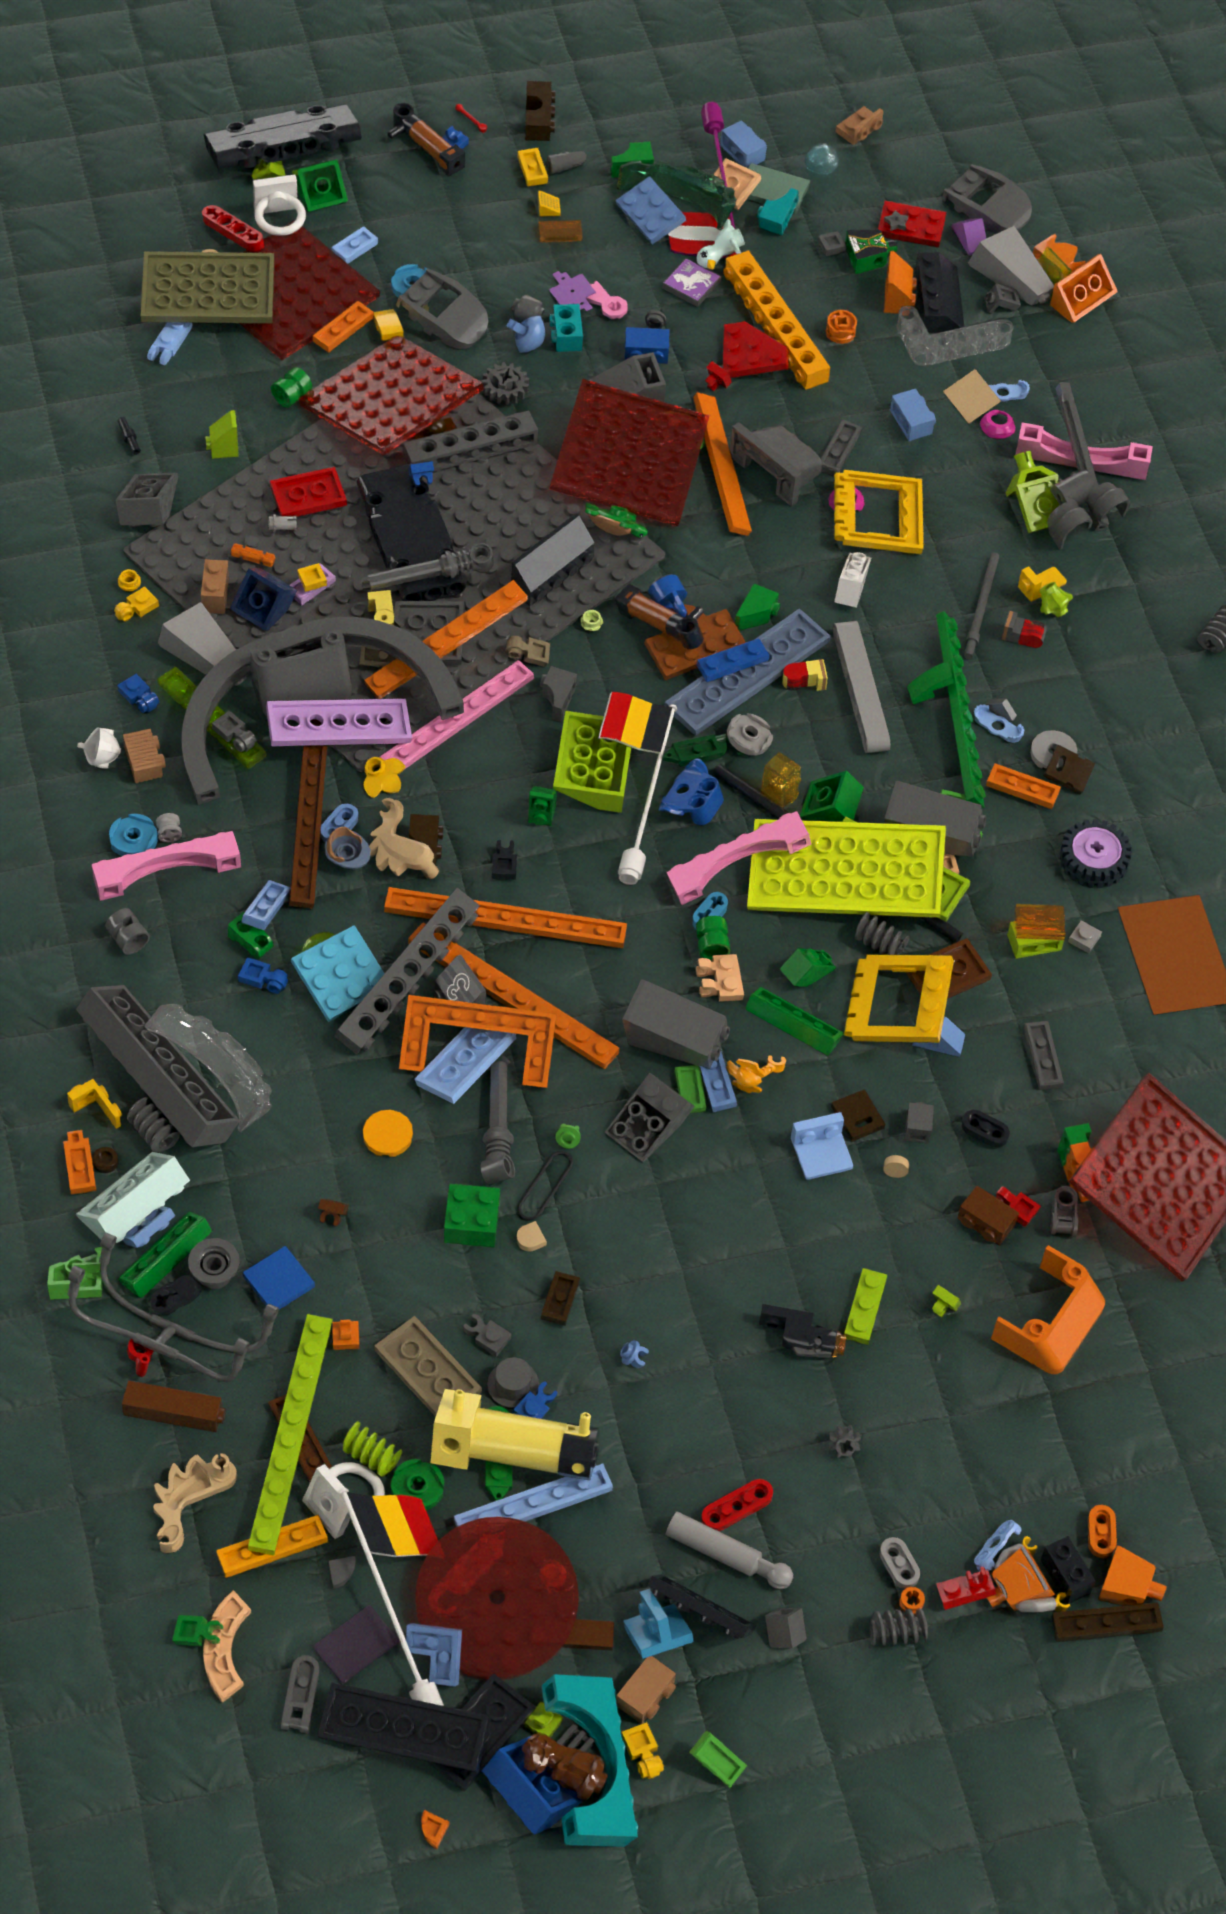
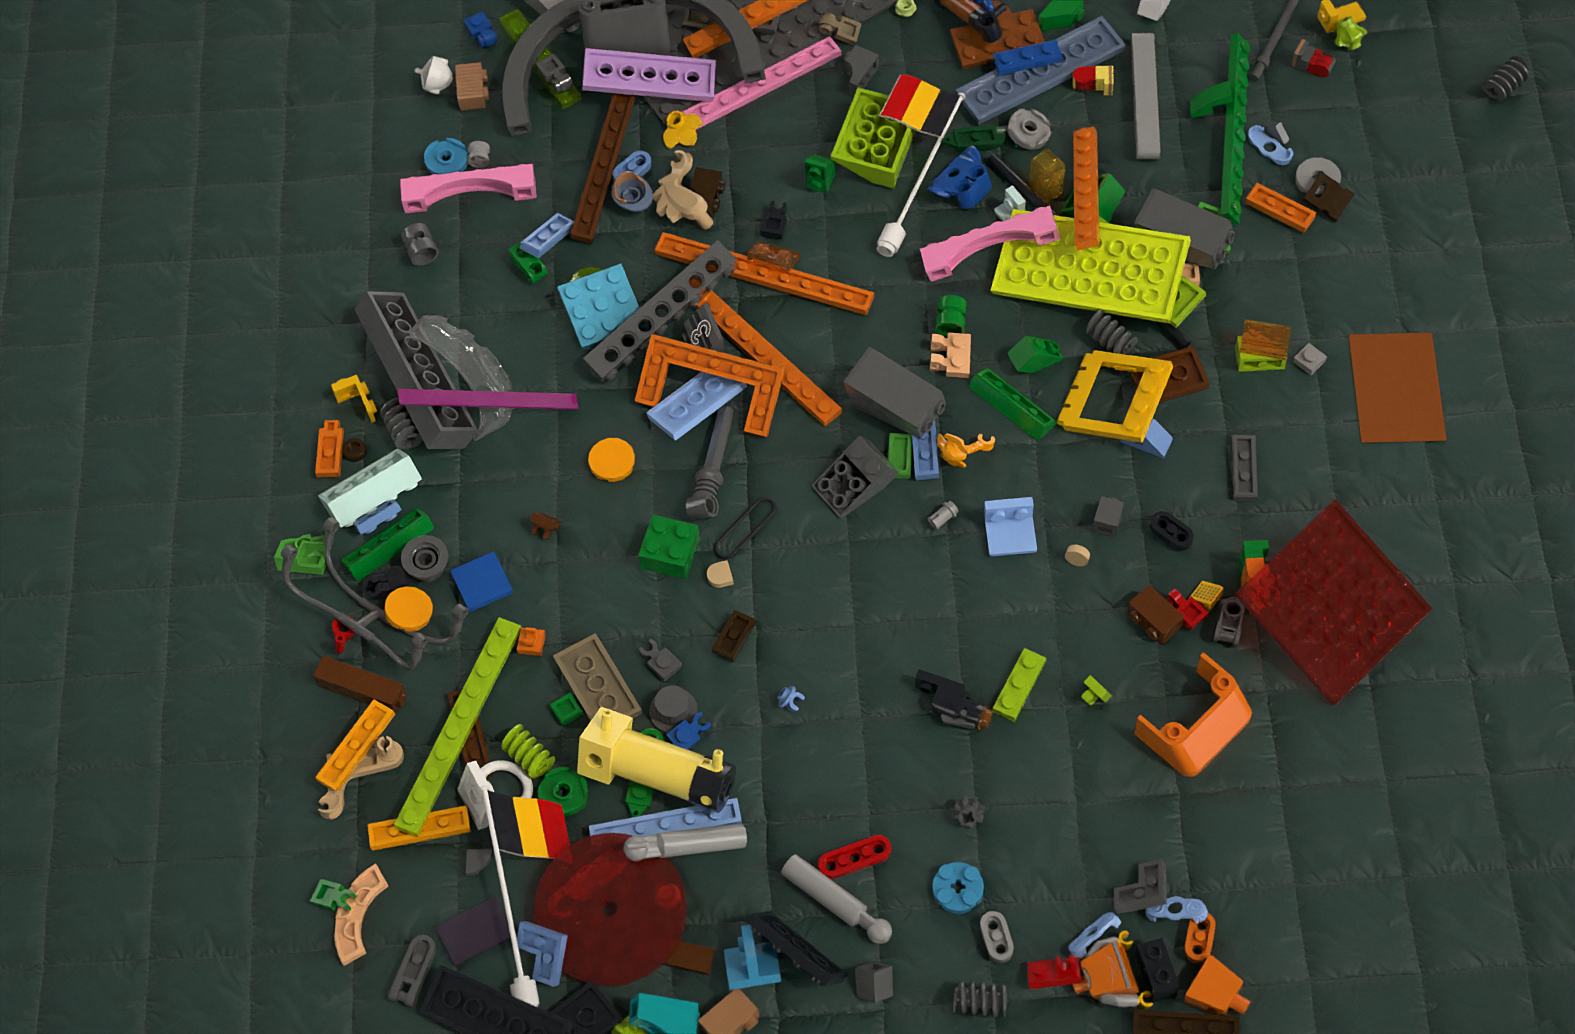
camera: 20 degrees right, 5 degrees up
(185, 1470) = (355, 746): none -> light orange plate
(206, 1319) = (408, 609): none -> light orange tile
(244, 1086) = (487, 399): none -> magenta piece
(258, 972) = (528, 296): blue plate -> none
(399, 1399) = (566, 709): none -> green tile
(512, 898) = (773, 256): none -> clear orange plate
(564, 1515) = (686, 842): none -> light grey piece
(568, 1136) = (775, 484): bright green plate -> none
(706, 907) = (952, 287): dark azure beam -> none
(750, 811) = (1012, 201): none -> light aqua bracket
(750, 1143) = (943, 514): none -> light grey pin
(826, 789) = (1086, 188): none -> orange plate
(856, 1110) = (1053, 496): dark brown piece -> none
(856, 1507) = (958, 873): none -> dark azure plate
(912, 1591) = (1001, 966): orange bush -> none
(1035, 1187) = (1207, 594): none -> yellow slope
(1042, 1494) = (1148, 893): none -> dark grey plate
(1088, 1502) = (1191, 909): none -> light blue piece
(1095, 853) = (1336, 280): wheel -> none

